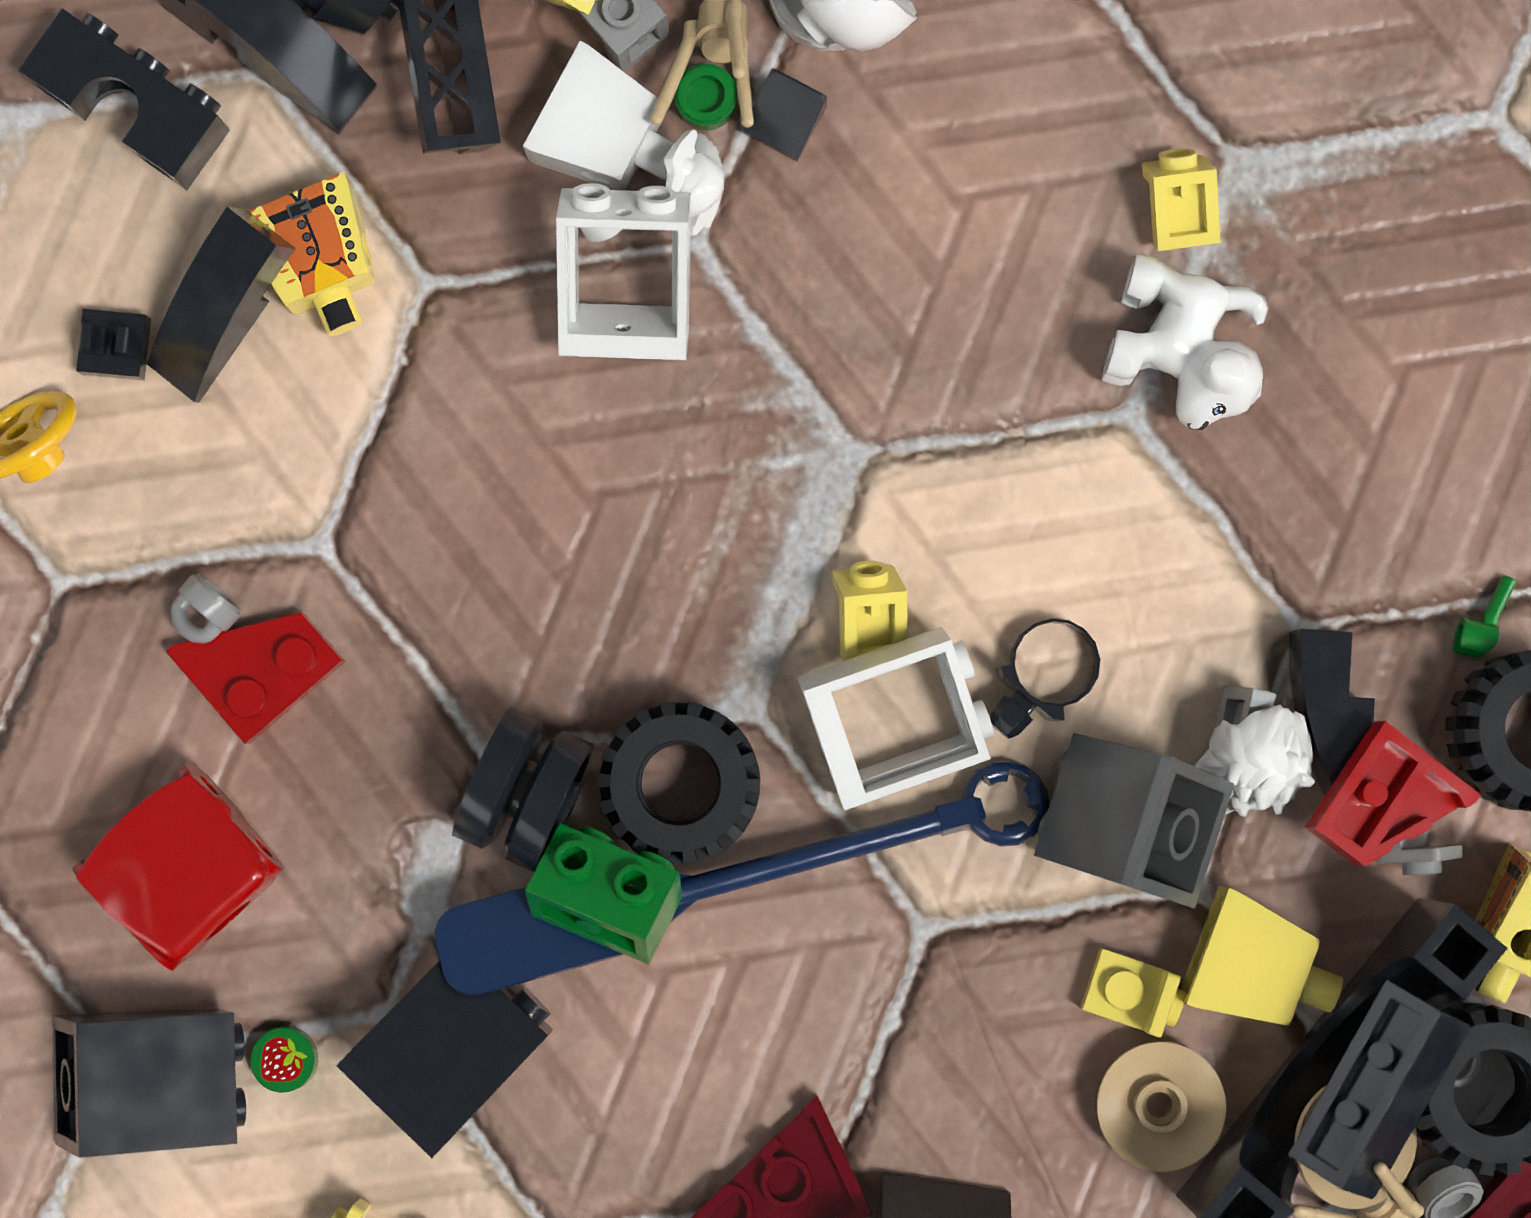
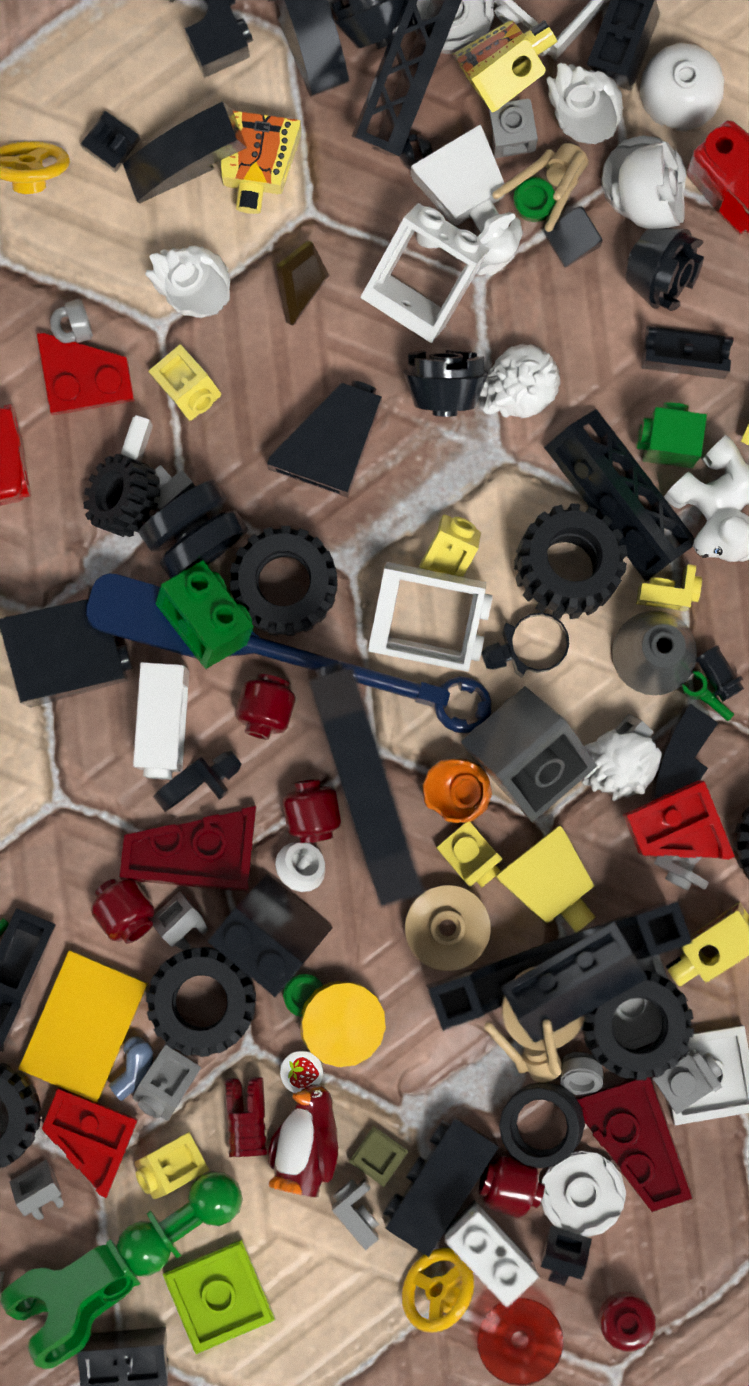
camera: 30 degrees right, 0 degrees up
(325, 462) = (191, 280): none -> white hair
(378, 712) = (137, 438): none -> white tile
(397, 600) = (185, 382): none -> light yellow bracket
(402, 798) = (121, 495): none -> black tyre
(458, 750) = (171, 487): none -> light grey tile
(466, 378) = (300, 279): none -> dark brown piece
(510, 137) = (407, 156): none -> black hinge
(629, 1064) = (161, 720): none -> white window
(631, 562) = (331, 440): none -> black slope
(734, 398) = (445, 381): none -> black cone
(747, 1070) = (195, 775): none -> black piece
(752, 959) = (265, 706): none -> dark red head
(830, 342) = (521, 382): none -> white hair
(895, 1061) = (311, 811): none -> dark red head
(922, 1140) = (300, 866): none -> white hat
(925, 83) = (664, 265): none -> black cone
(965, 1012) = (365, 784): none -> black panel
(1020, 177) = (687, 352): none -> black hinge
(1043, 418) = (592, 474): none -> black fence
(1046, 487) = (584, 531): none -> black tyre
(1067, 920) = (457, 790): none -> orange hair
(1071, 295) = (672, 436): none -> green brick
(1176, 506) = (662, 594): none -> light yellow bracket
(1189, 591) = (641, 663): none -> dark grey cone
(1311, 565) = (720, 674): none -> black pin
(1313, 604) = (707, 697): none -> green hand

